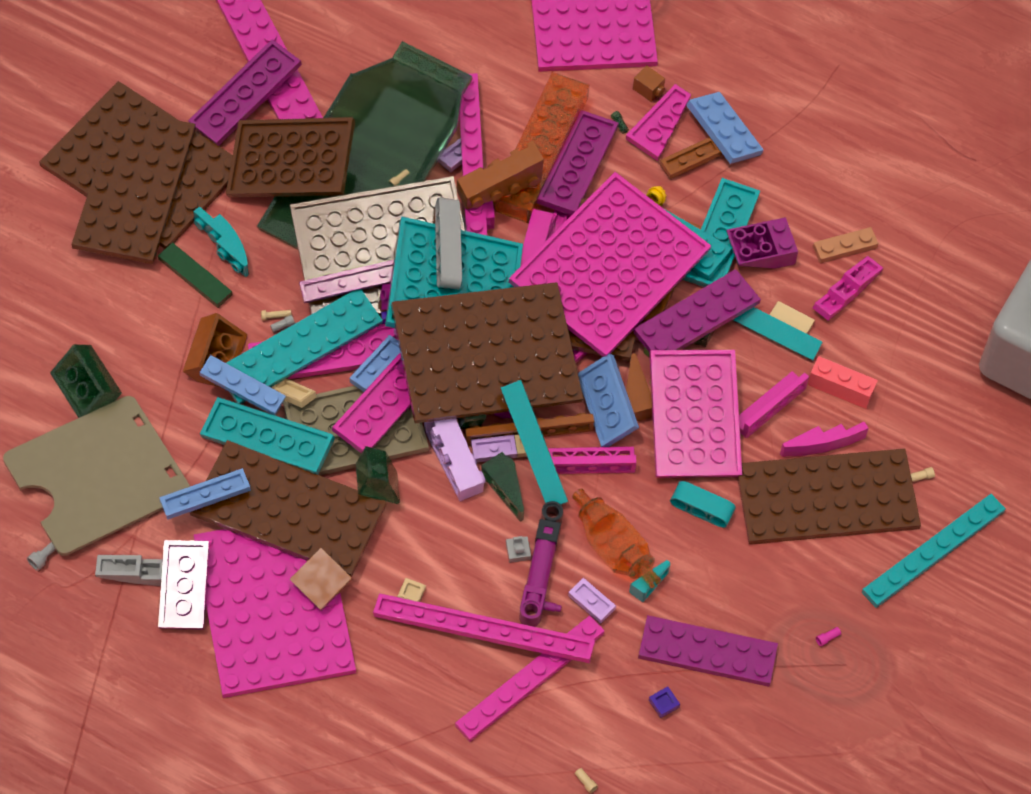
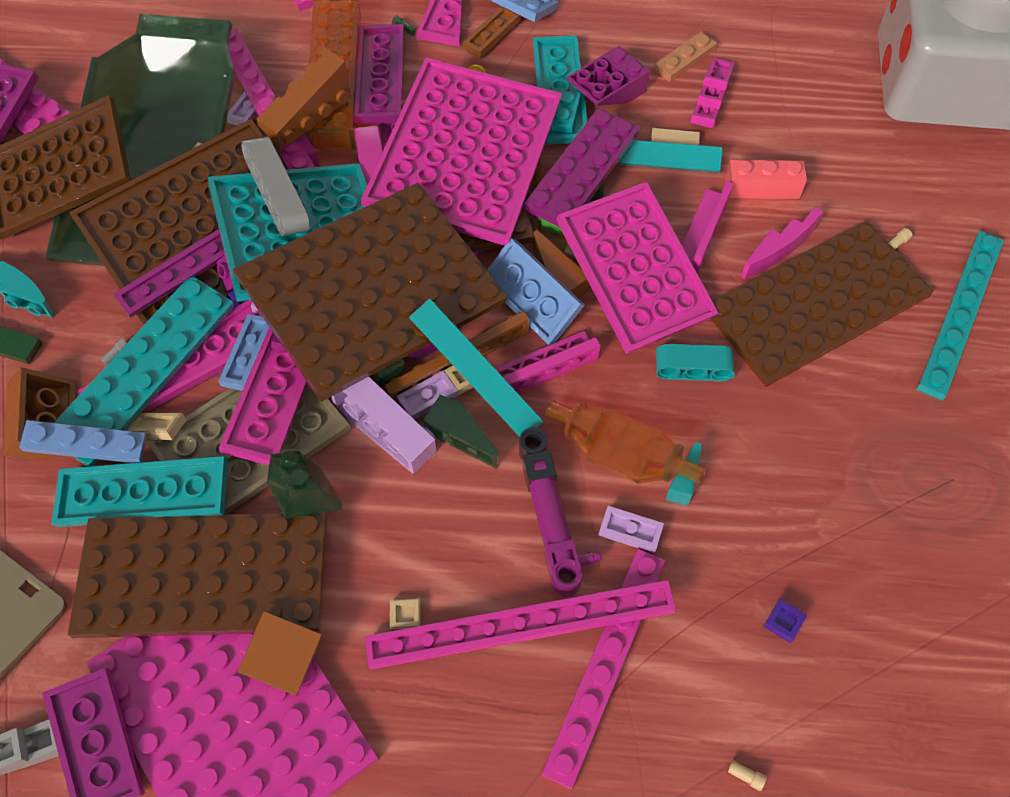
camera: 20 degrees left, 0 degrees up
(204, 493) = (76, 605): medium blue plate -> none
(274, 314) = (90, 350): tan piece -> none
(518, 549) = (511, 503): light grey tile -> none
(708, 651) = (795, 531): magenta plate -> none
(823, 638) = (914, 458): dark pink piece -> none

